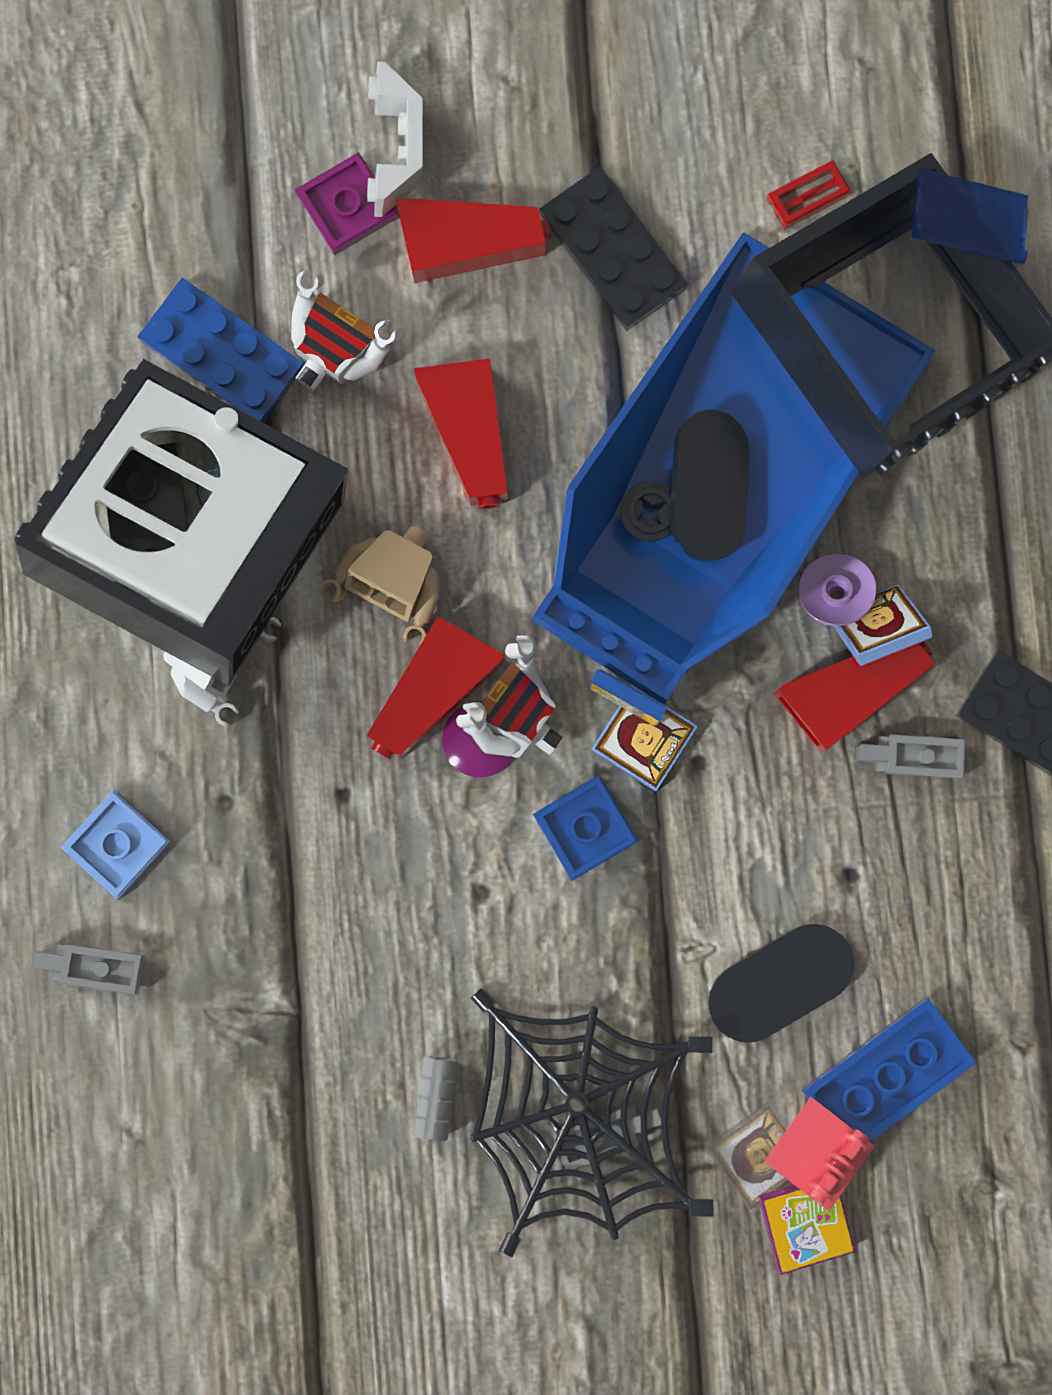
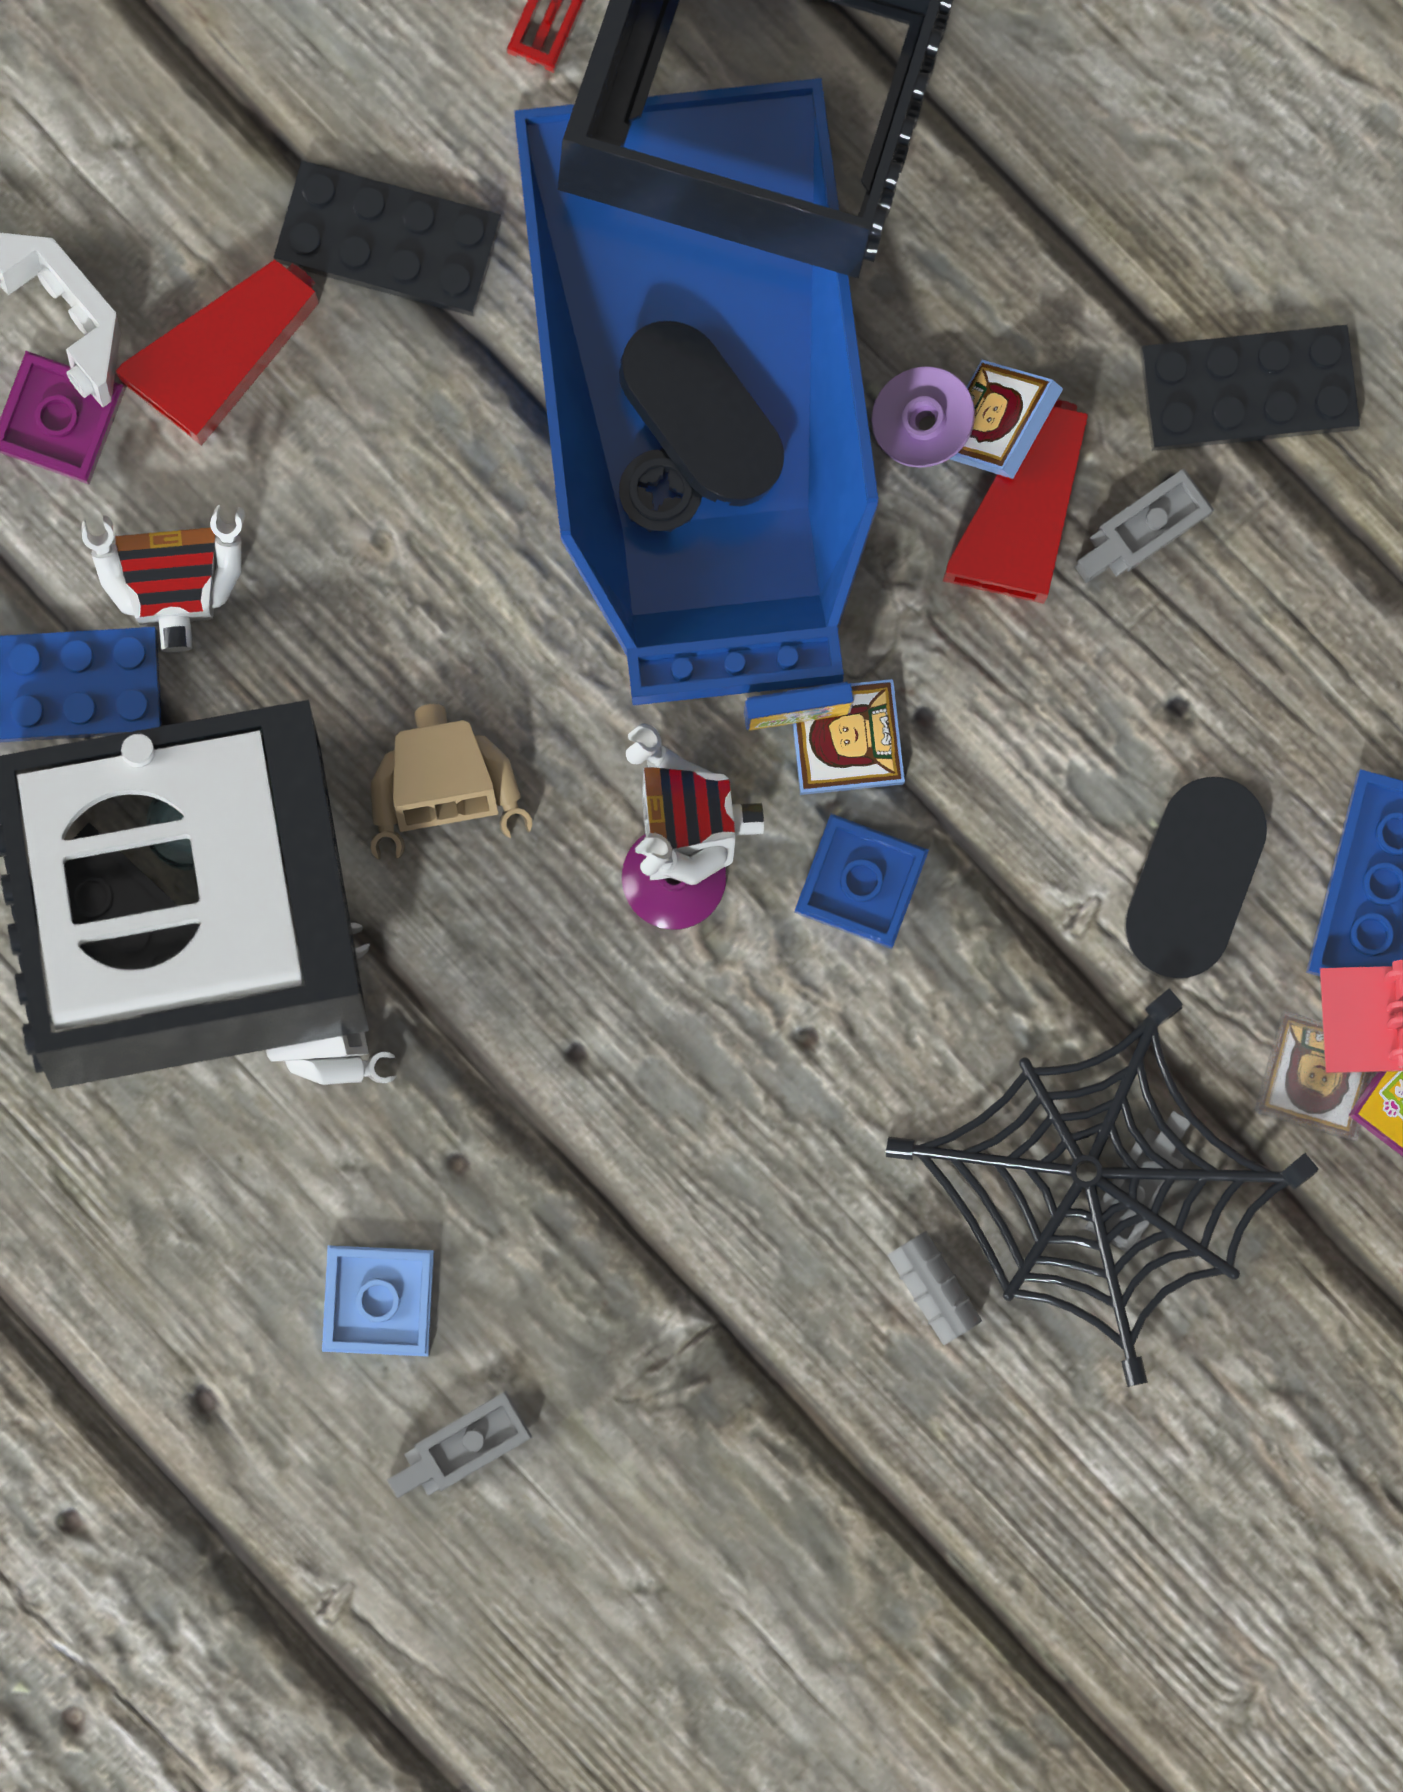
camera: 45 degrees left, 0 degrees up
(433, 685) = (579, 852): red slope -> none
(466, 419) = (385, 550): red slope -> none

